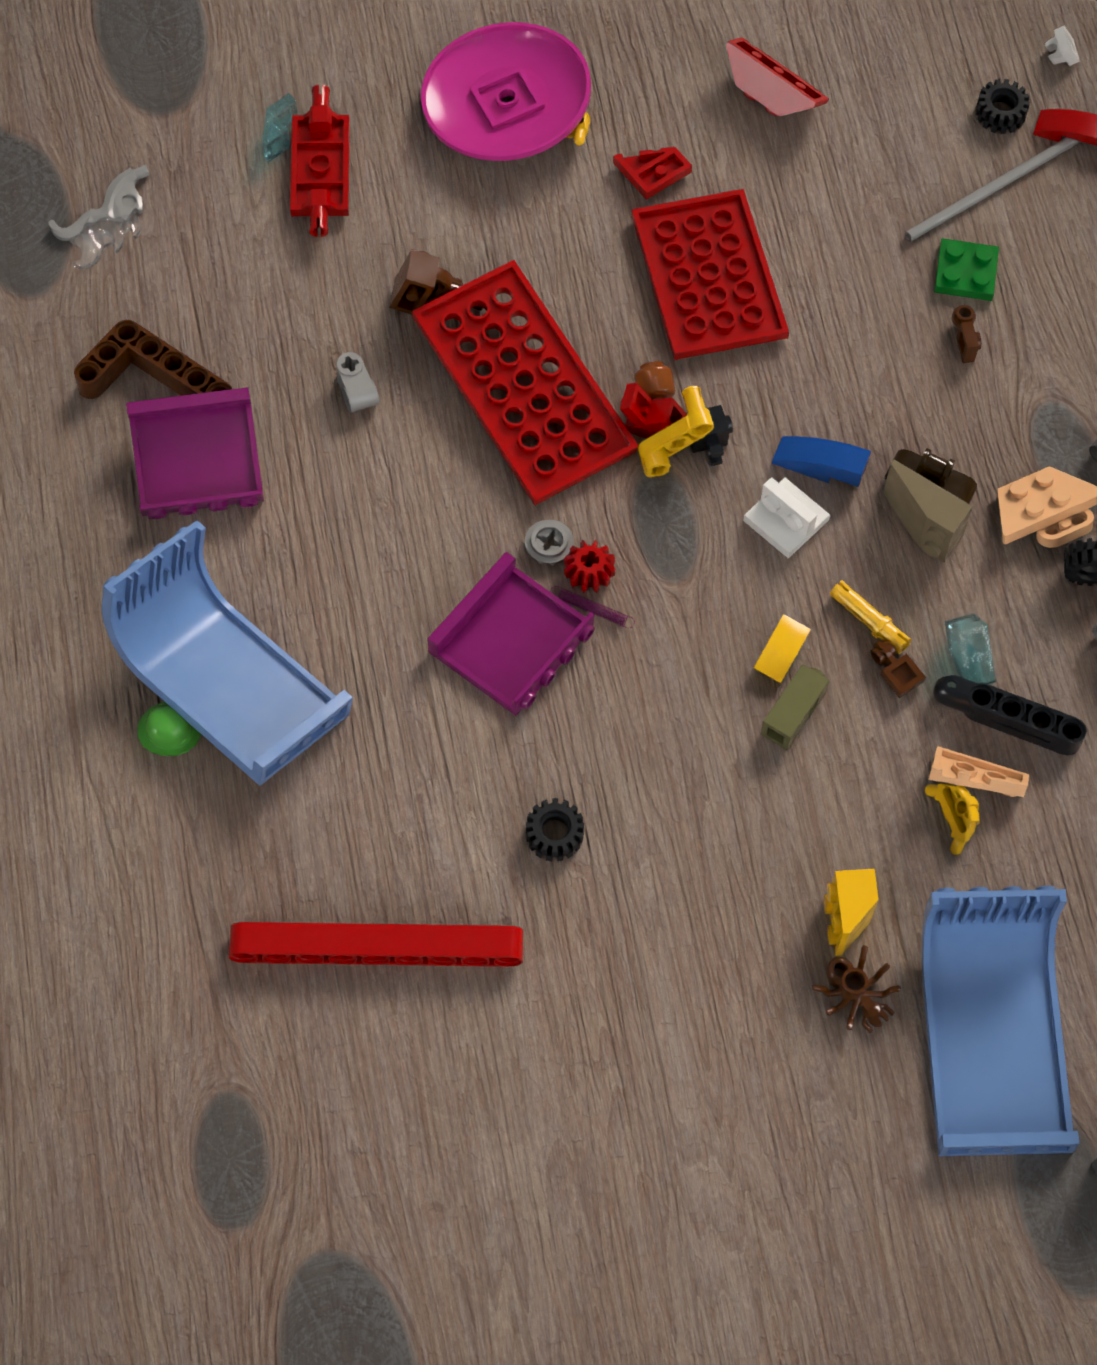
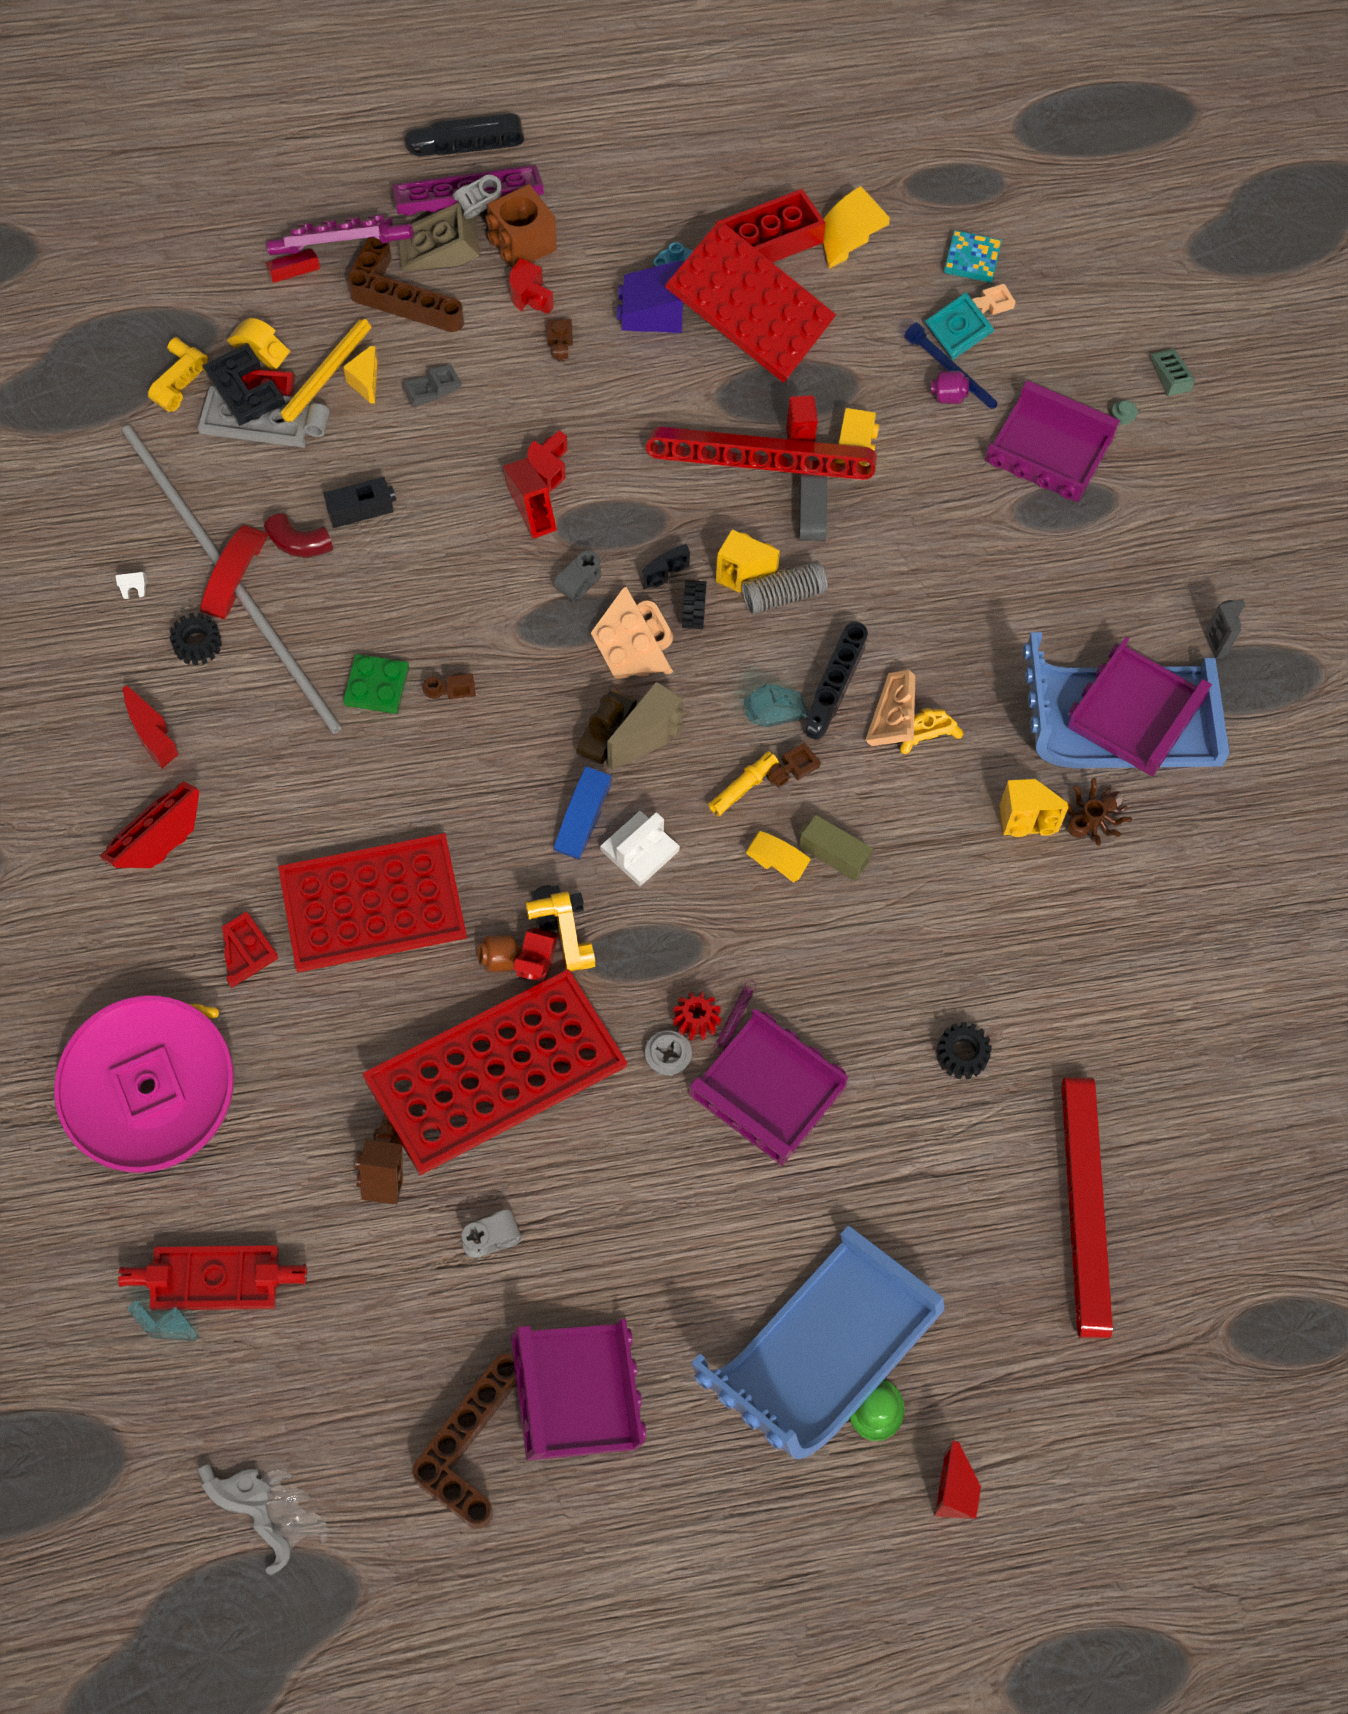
camera: 90 degrees left, 0 degrees up
(81, 787) = (958, 1486): none -> red slope
(893, 72) = (149, 728): none -> red slope
(1002, 1045) = (1136, 708): none -> magenta panel

